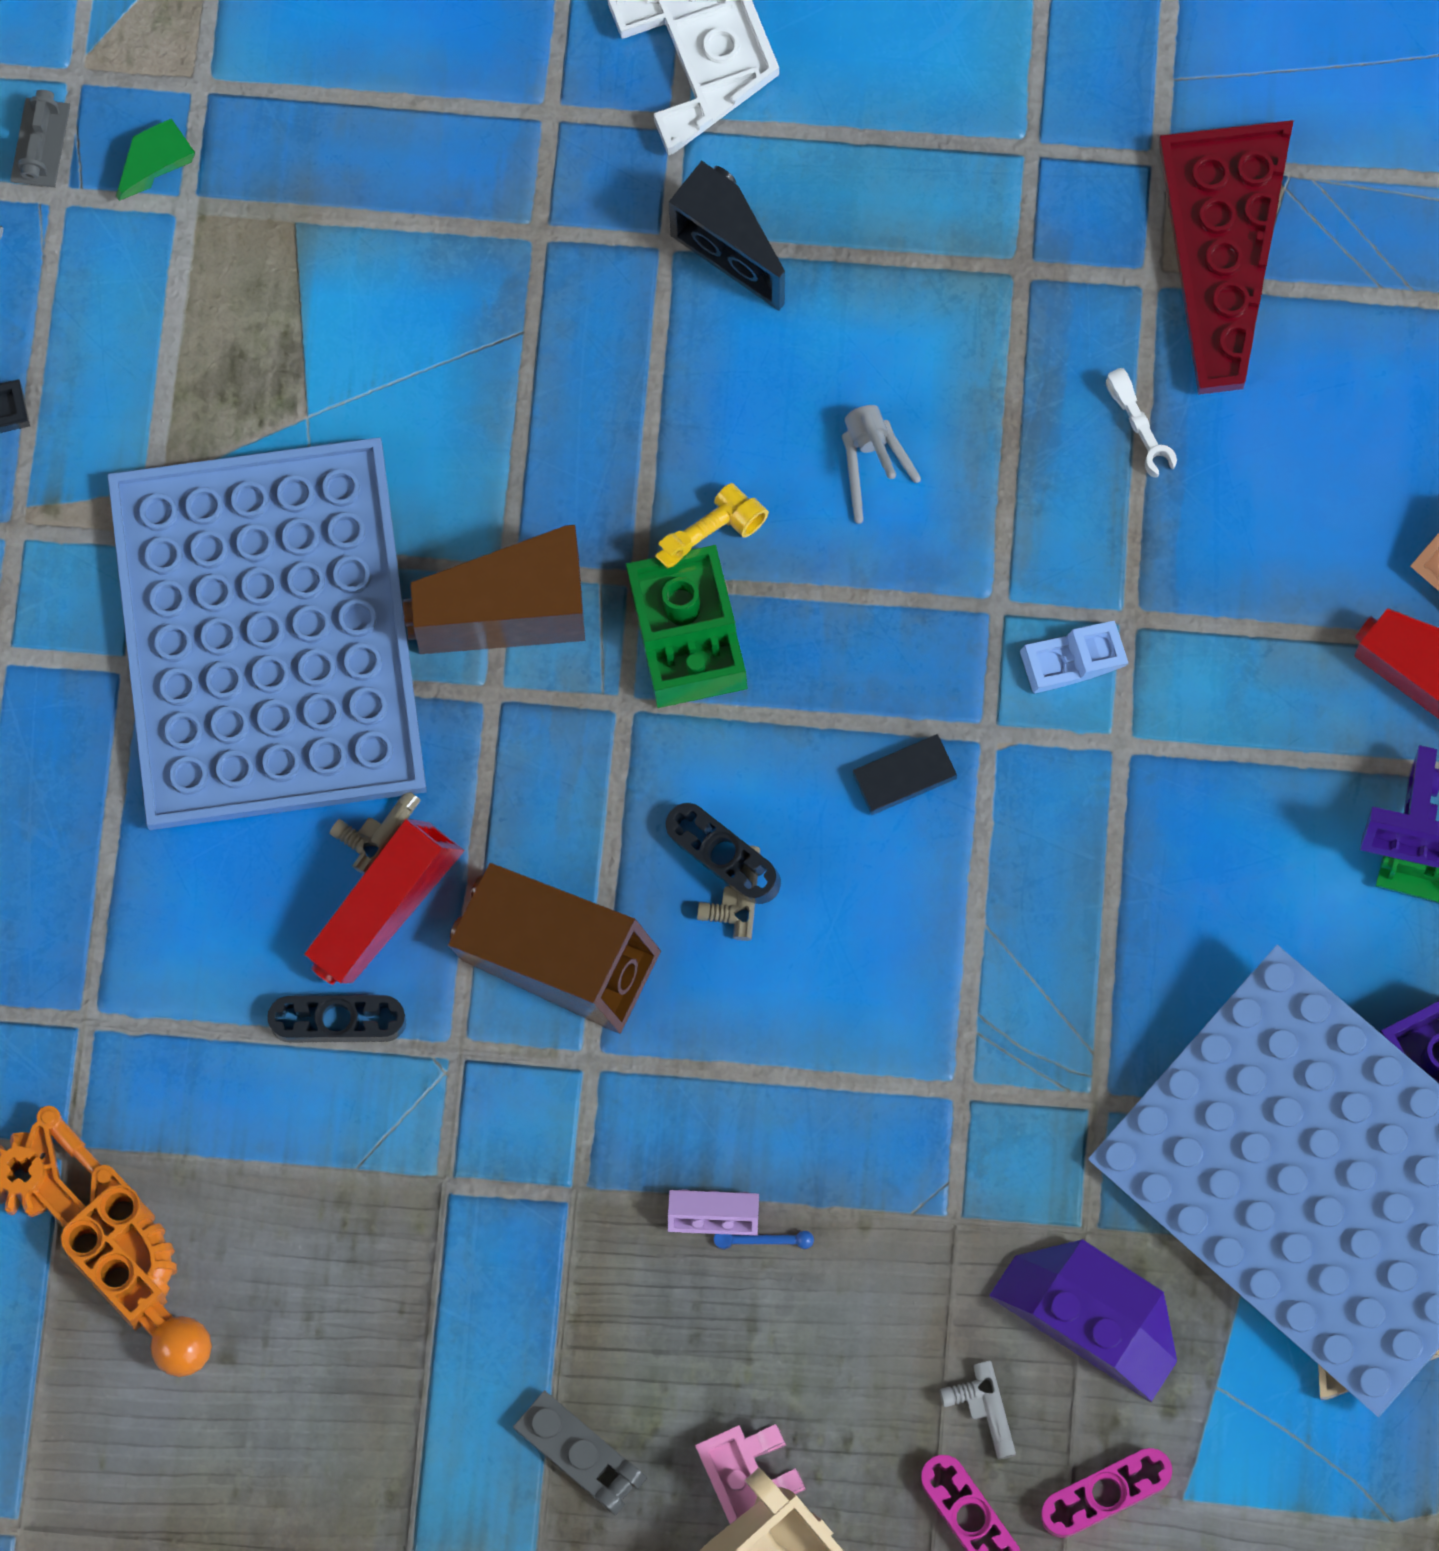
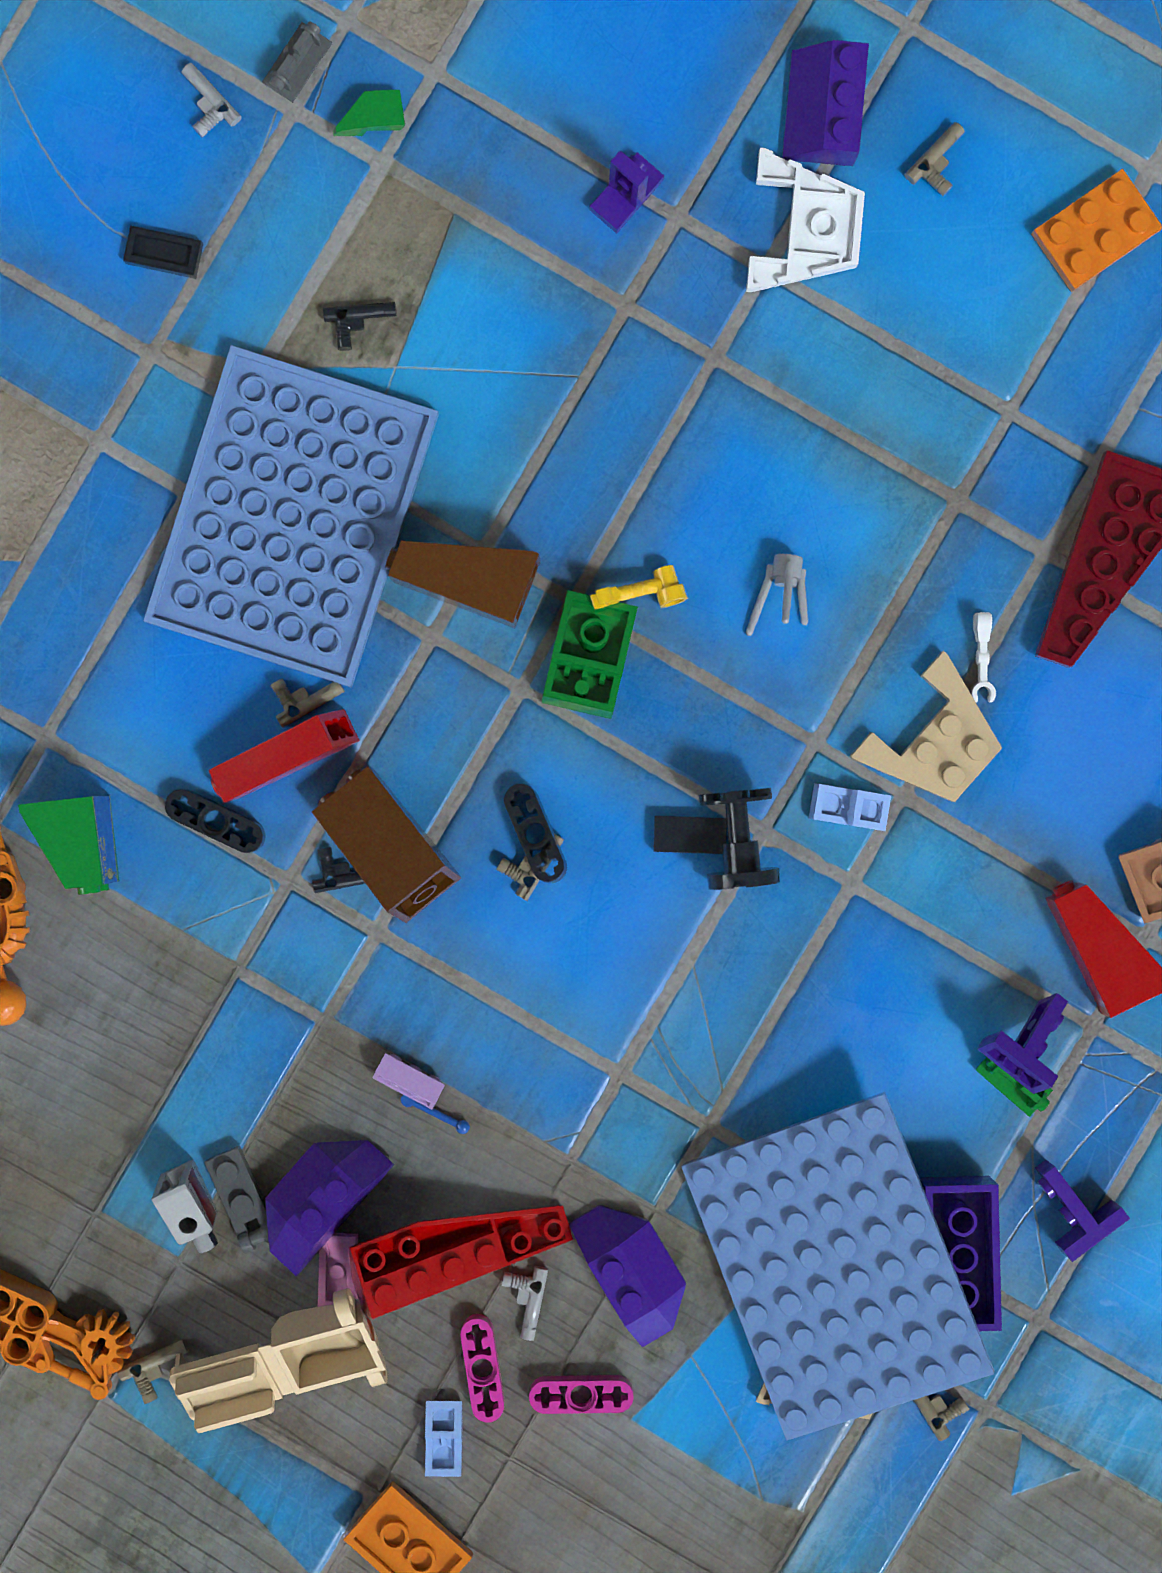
camera: 25 degrees right, 15 degrees up
(182, 1104) = (76, 840): none -> green slope
(236, 384) = (355, 319): none -> black hose
(481, 105) = (630, 185): none -> dark purple bracket
(503, 1470) = (186, 1206): none -> light grey torso
(513, 1011) = (340, 872): none -> black hose
(673, 1400) = (320, 1197): none -> dark purple wedge
(719, 226) = (755, 367): black slope -> none
(857, 1383) = (448, 1252): none -> red wedge
(972, 756) = (741, 853): none -> black piece
(1154, 539) = (948, 749): none -> tan wing

